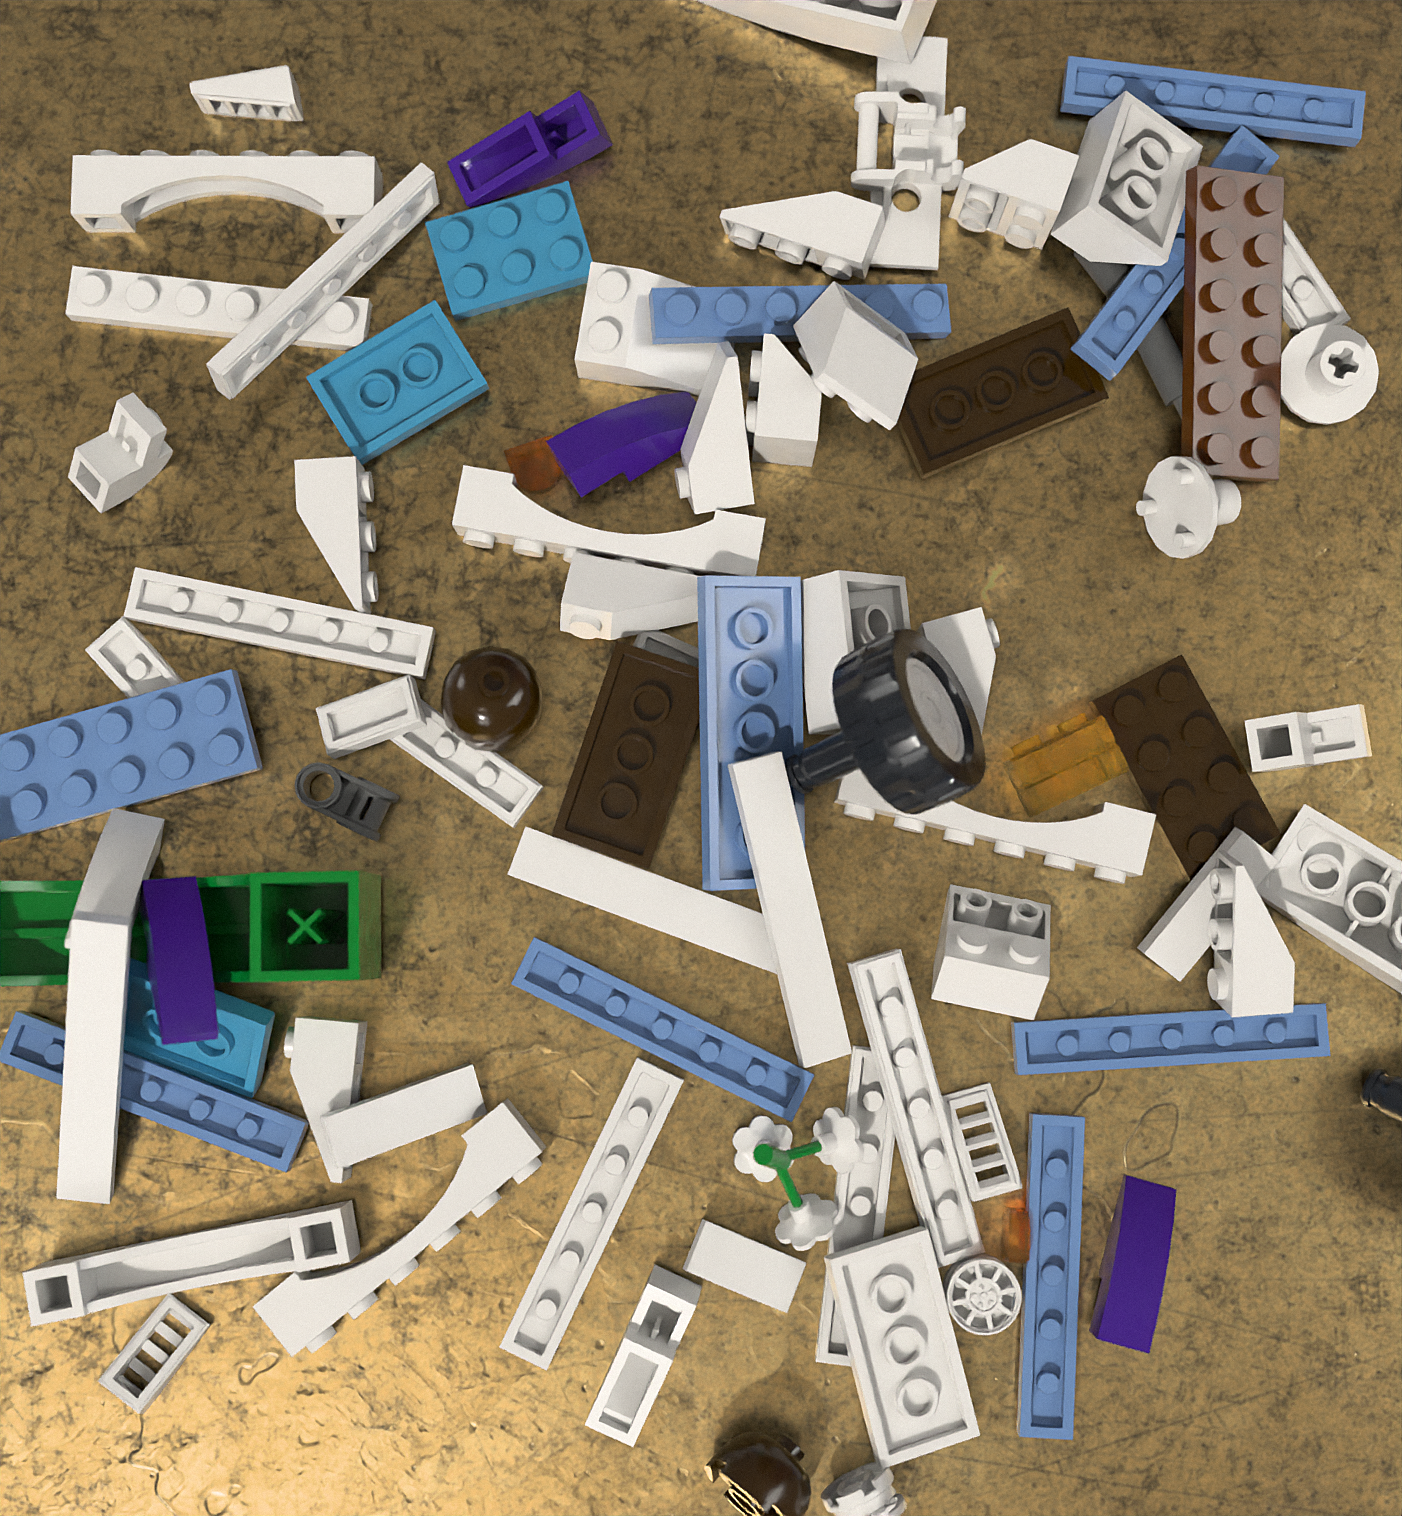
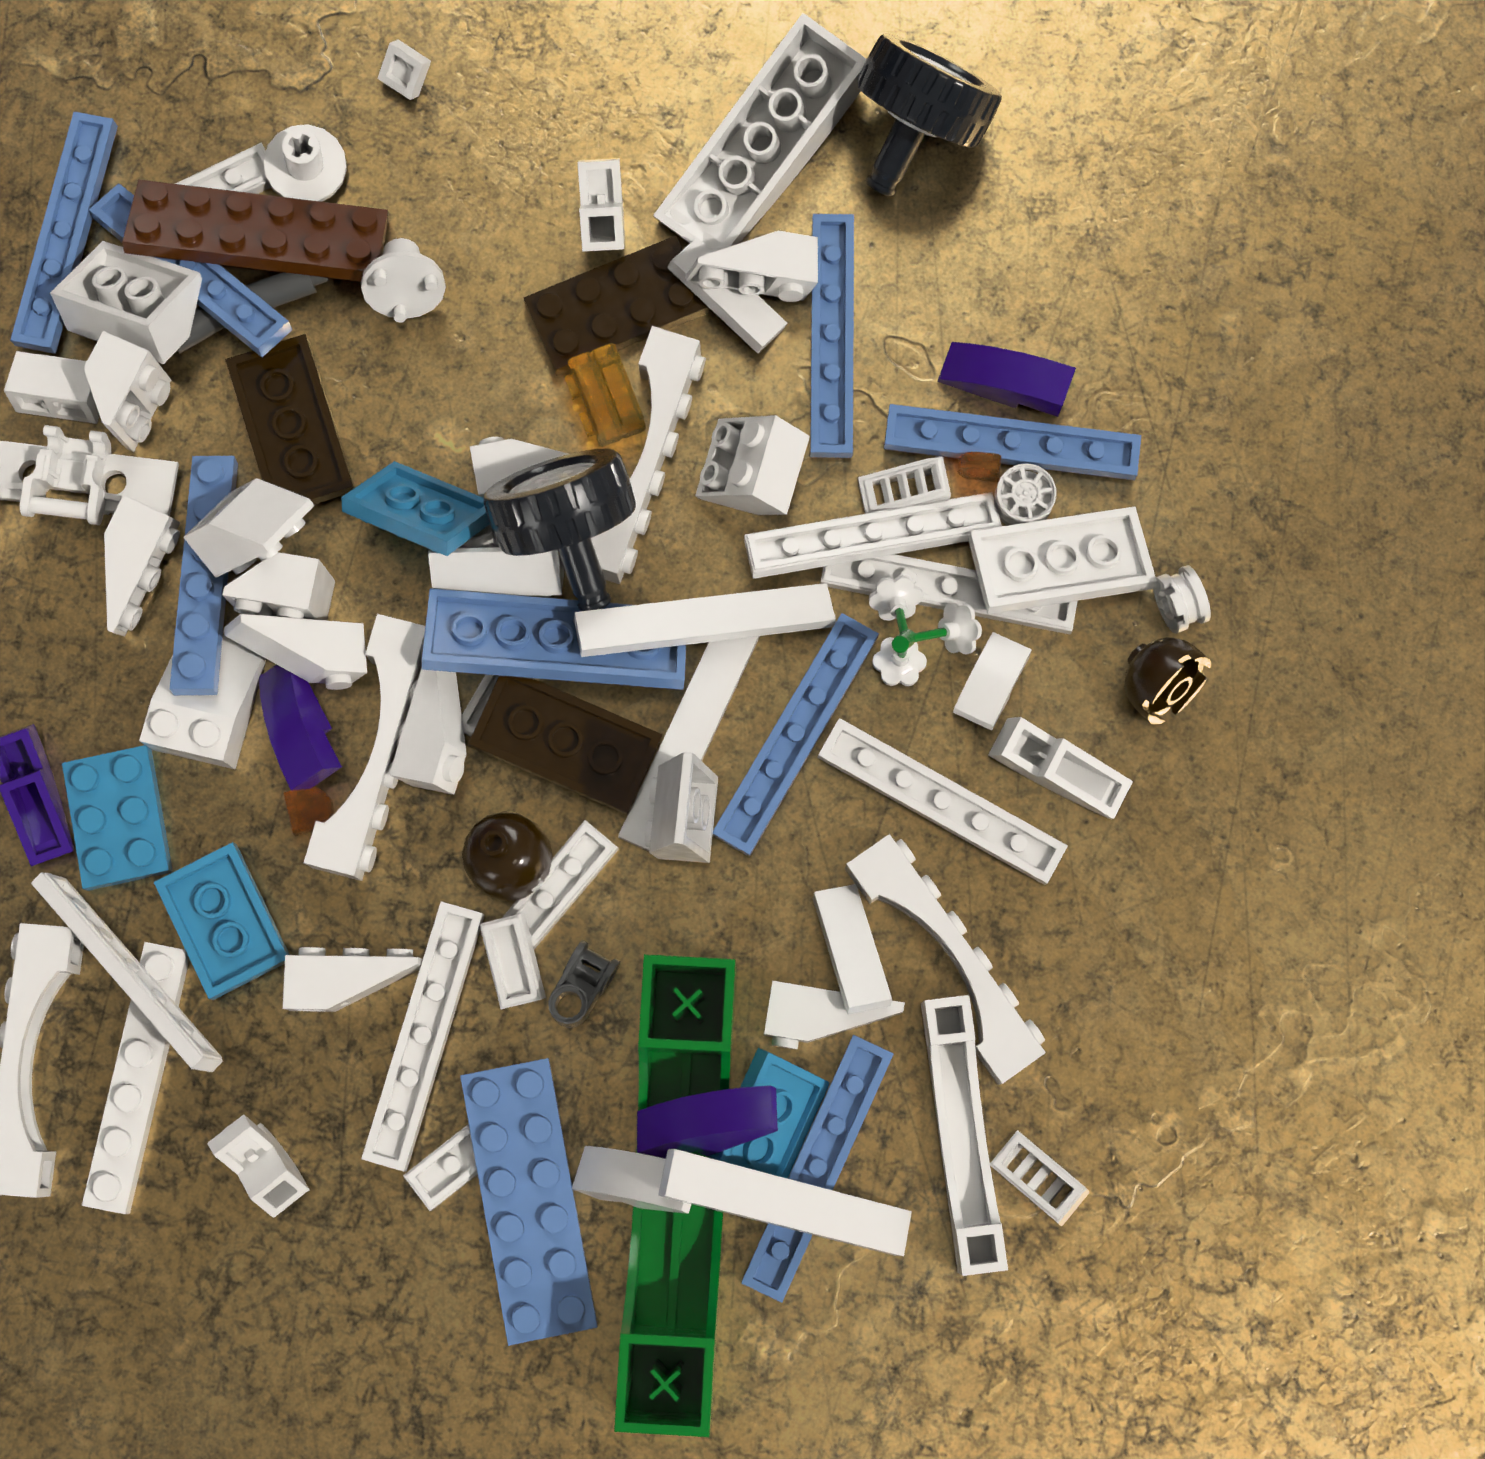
camera: 85 degrees left, 5 degrees down
(545, 901) = (683, 810): none -> white slope
(897, 552) = (417, 508): none -> dark azure plate
(1016, 104) = (50, 387): none -> white hinge

